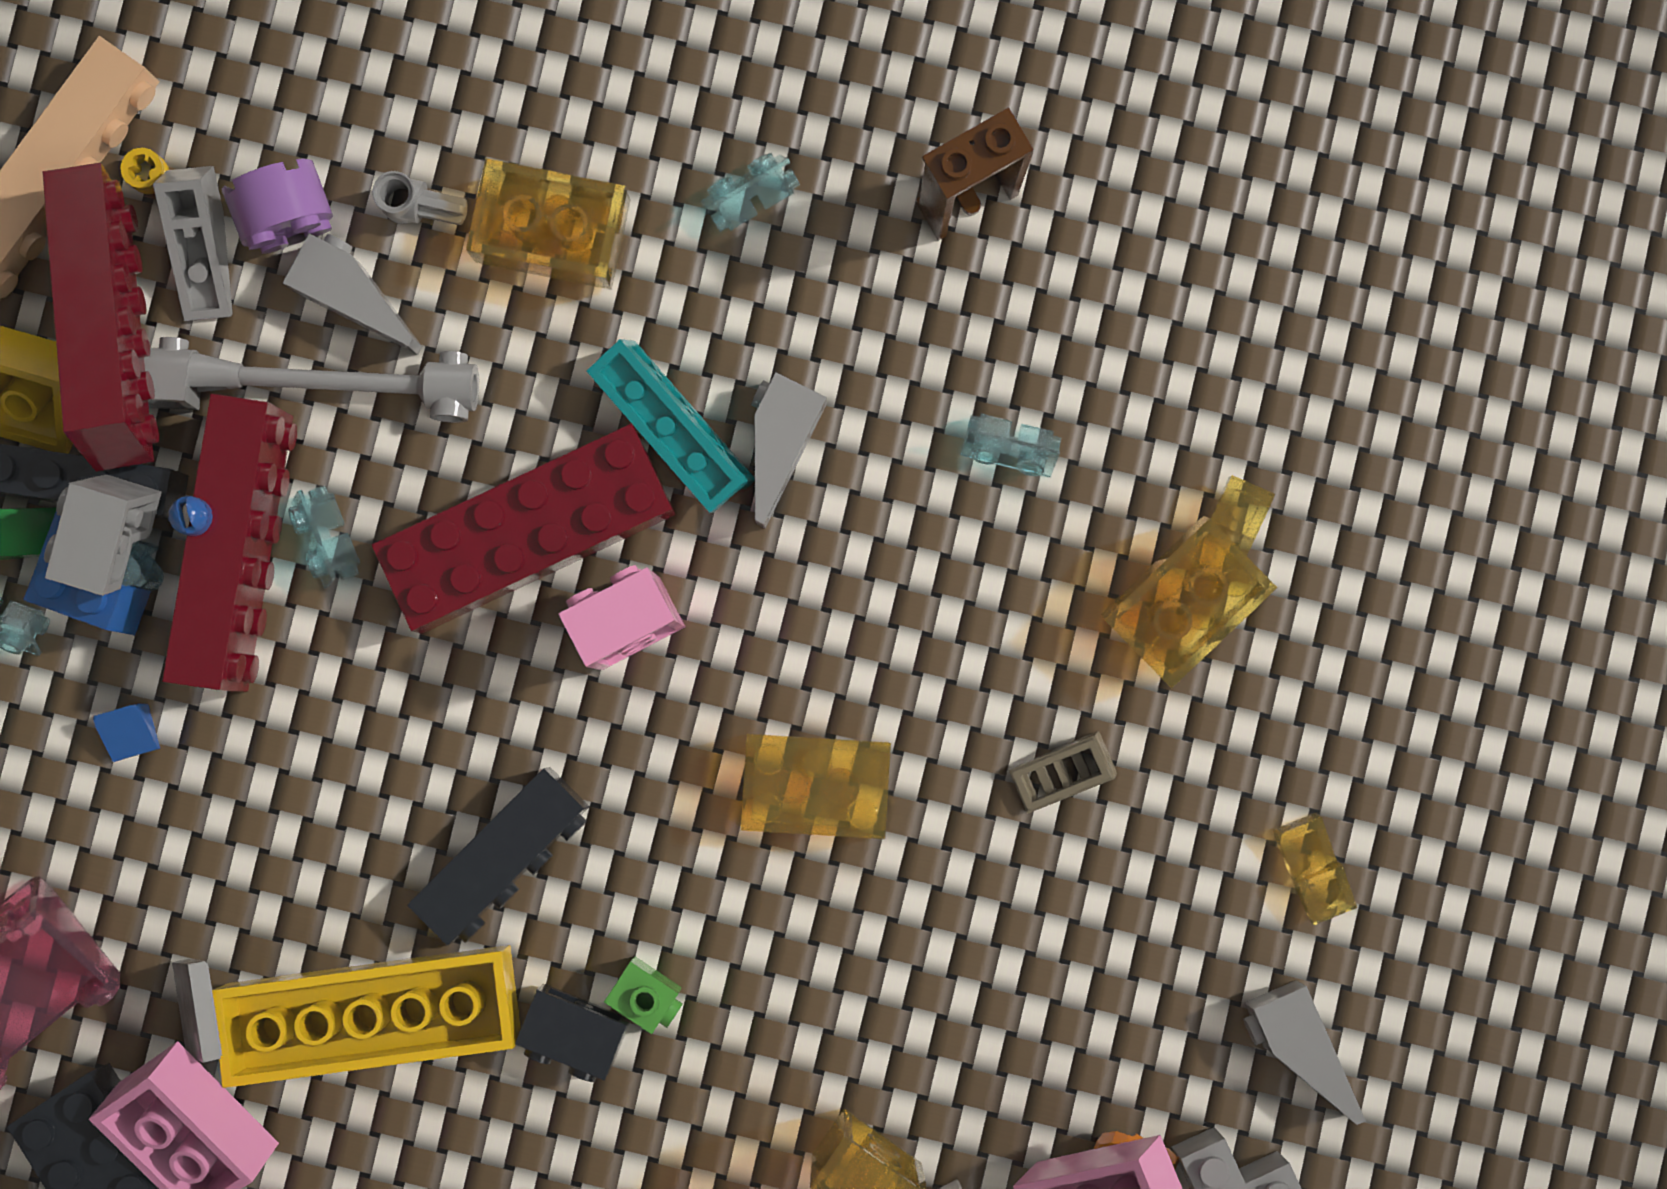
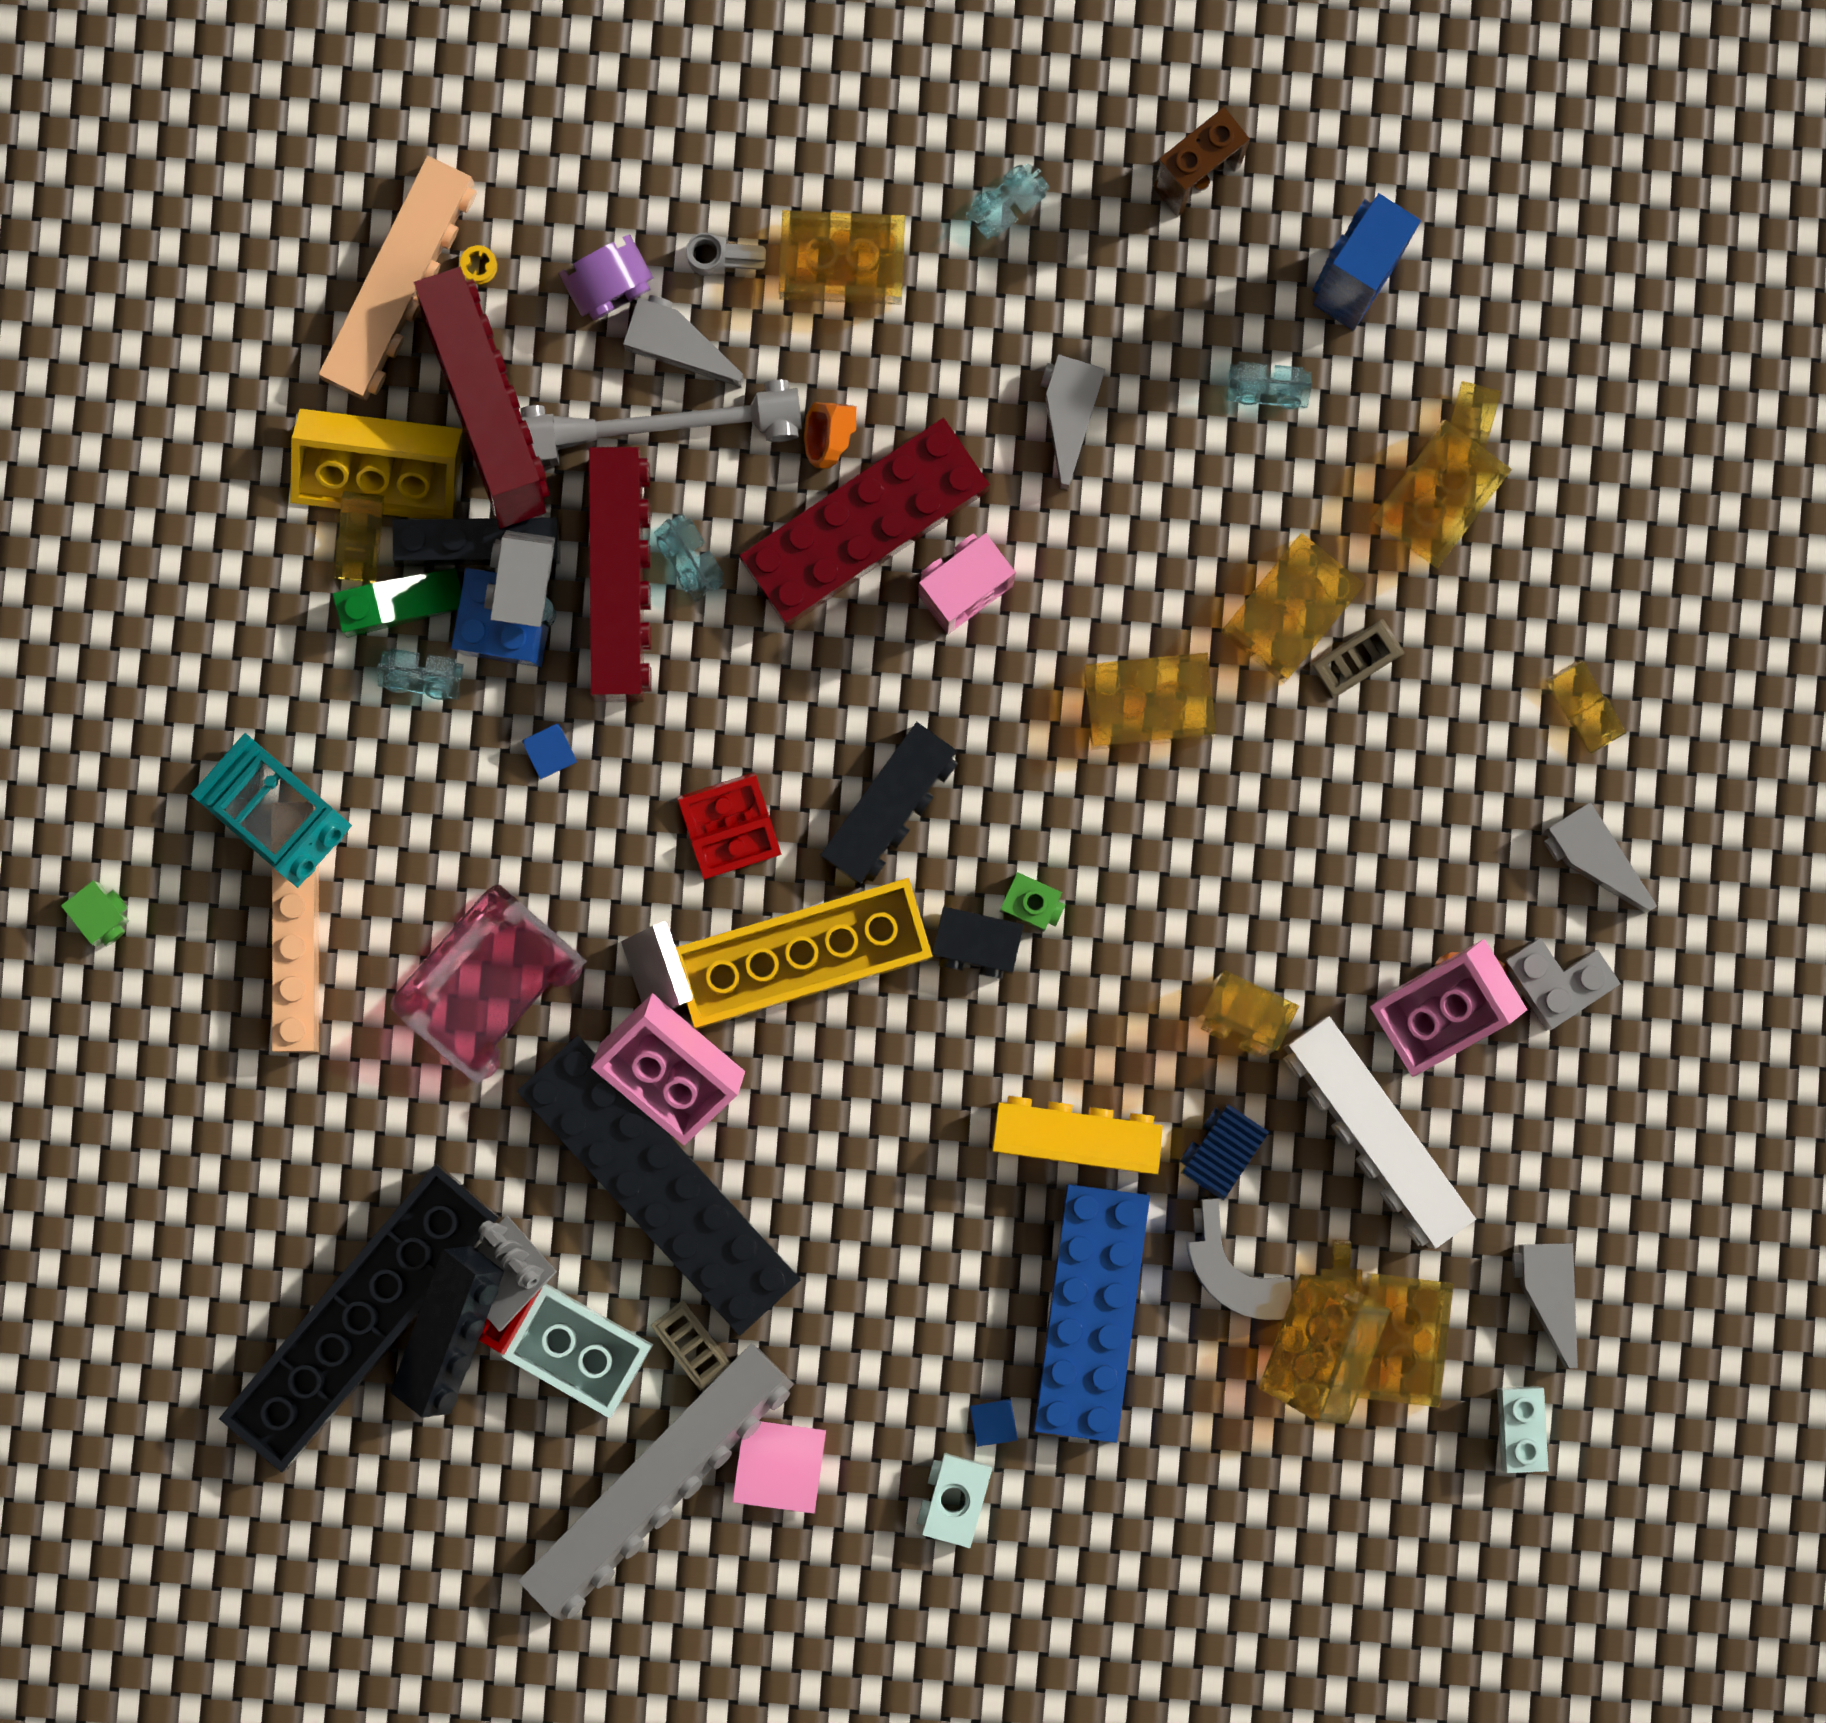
camera: 15 degrees left, 0 degrees up
(196, 240) = (537, 320): light grey slope -> none
(198, 512) = (600, 548): blue hinge -> none
(316, 849) = (729, 825): none -> red slope
(503, 420) = (828, 432): none -> orange rock
(670, 424) = (974, 413): teal fence -> none
(998, 704) = (1292, 608): none -> clear yellow brick
(1148, 310) = (1363, 260): none -> blue brick

